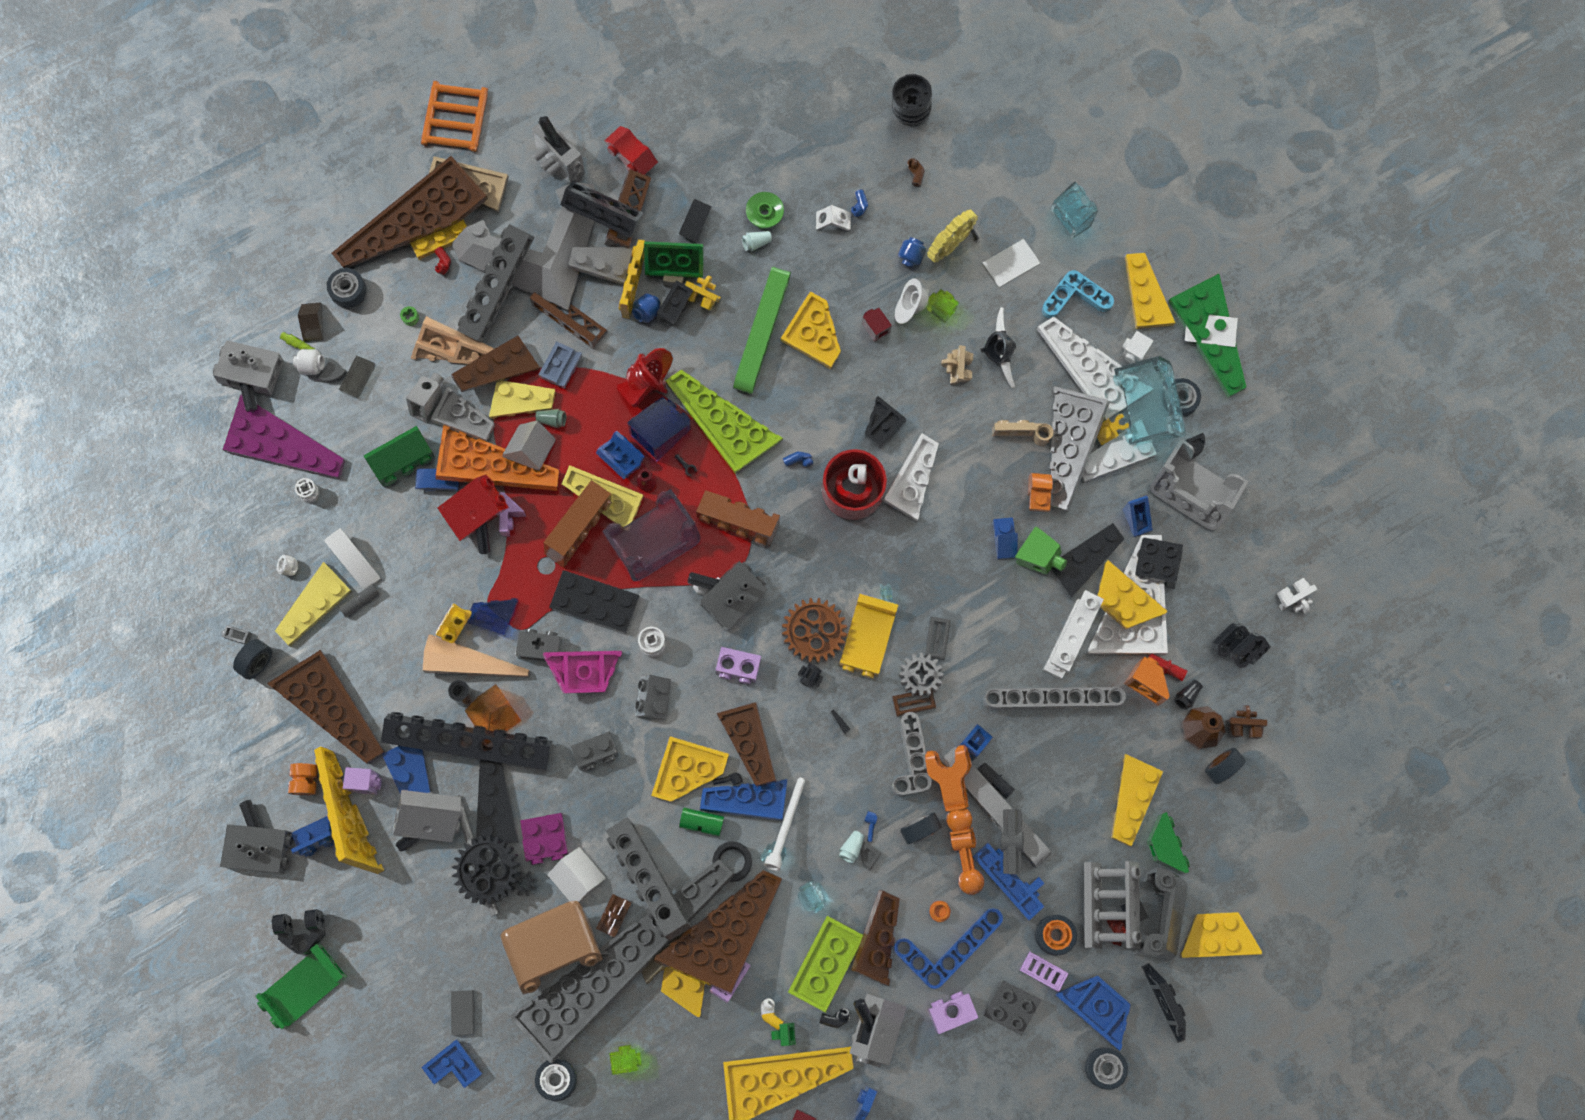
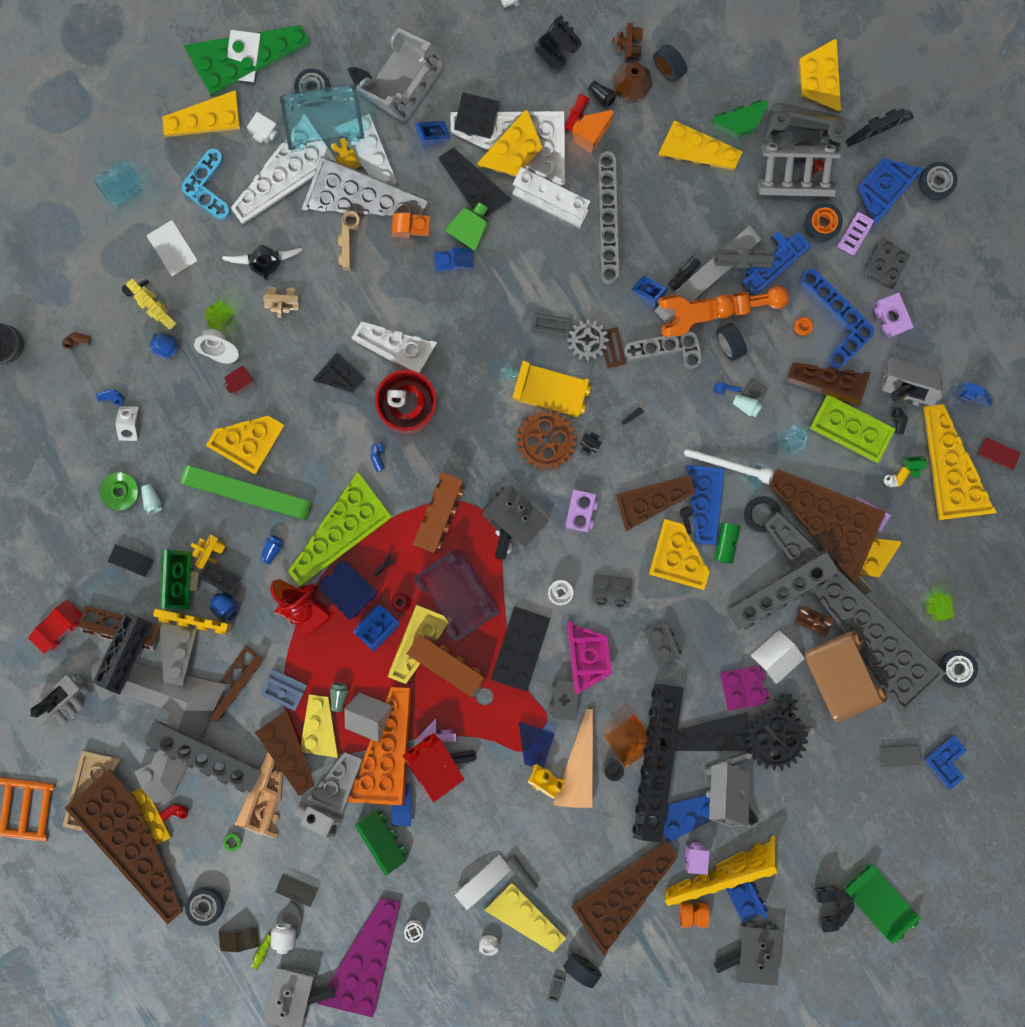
camera: 90 degrees left, 10 degrees up
(704, 354) = (271, 549): none -> blue cone

